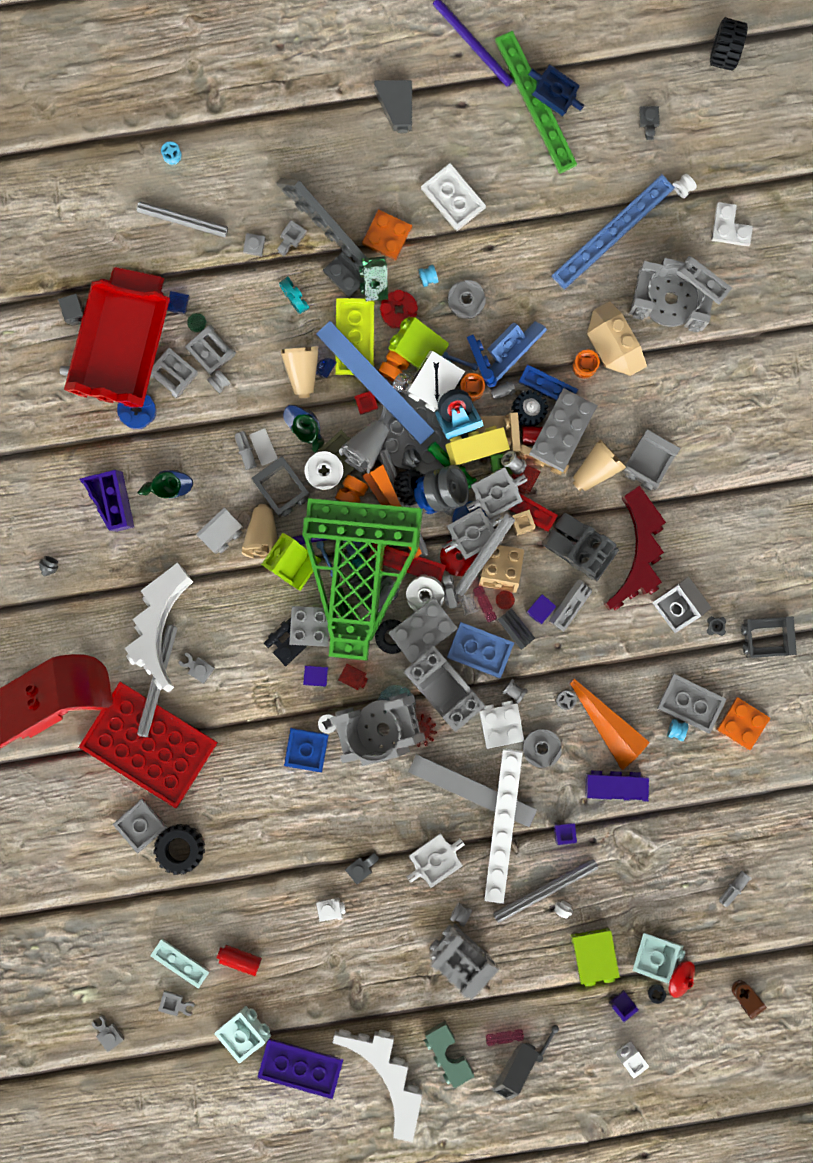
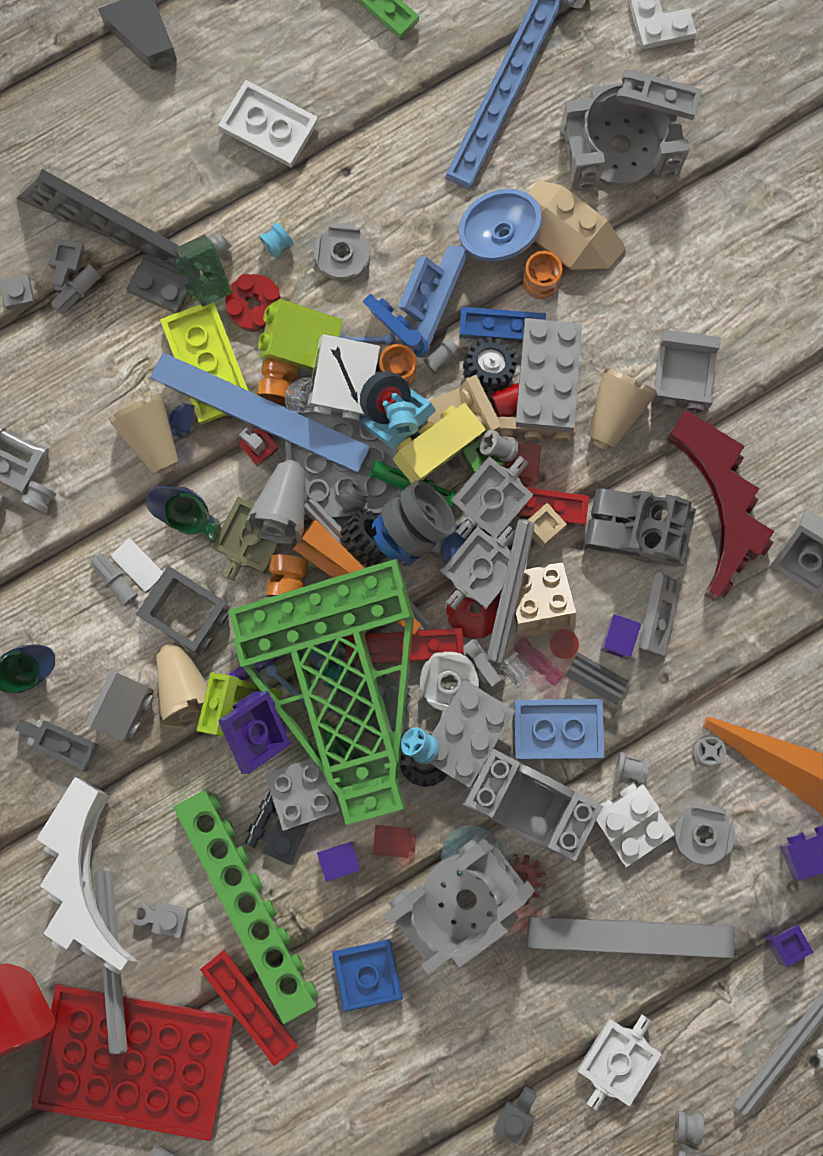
camera: 20 degrees left, 5 degrees down
(175, 538) = (59, 743): none -> dark grey hinge
(228, 740) = (249, 1007): none -> red plate
(237, 612) = (286, 1004): none -> bright green brick
(290, 258) = (75, 289): none -> light grey axle
(294, 295) = (97, 335): teal plate -> none
(295, 578) = (254, 731): none -> dark purple plate
(317, 479) = (219, 557): white plate -> none
(325, 721) = (385, 931): white wheel -> none
(363, 398) = (252, 441): none -> light grey tile
(387, 235) = (197, 208): orange plate -> none
(391, 626) = (419, 745): none -> medium azure wheel
(392, 265) = (221, 245): none -> light grey plate
(459, 424) = (402, 419): none -> medium azure wheel
(503, 825) = (697, 971): white plate -> none
(569, 315) = (500, 224): none -> medium blue dish

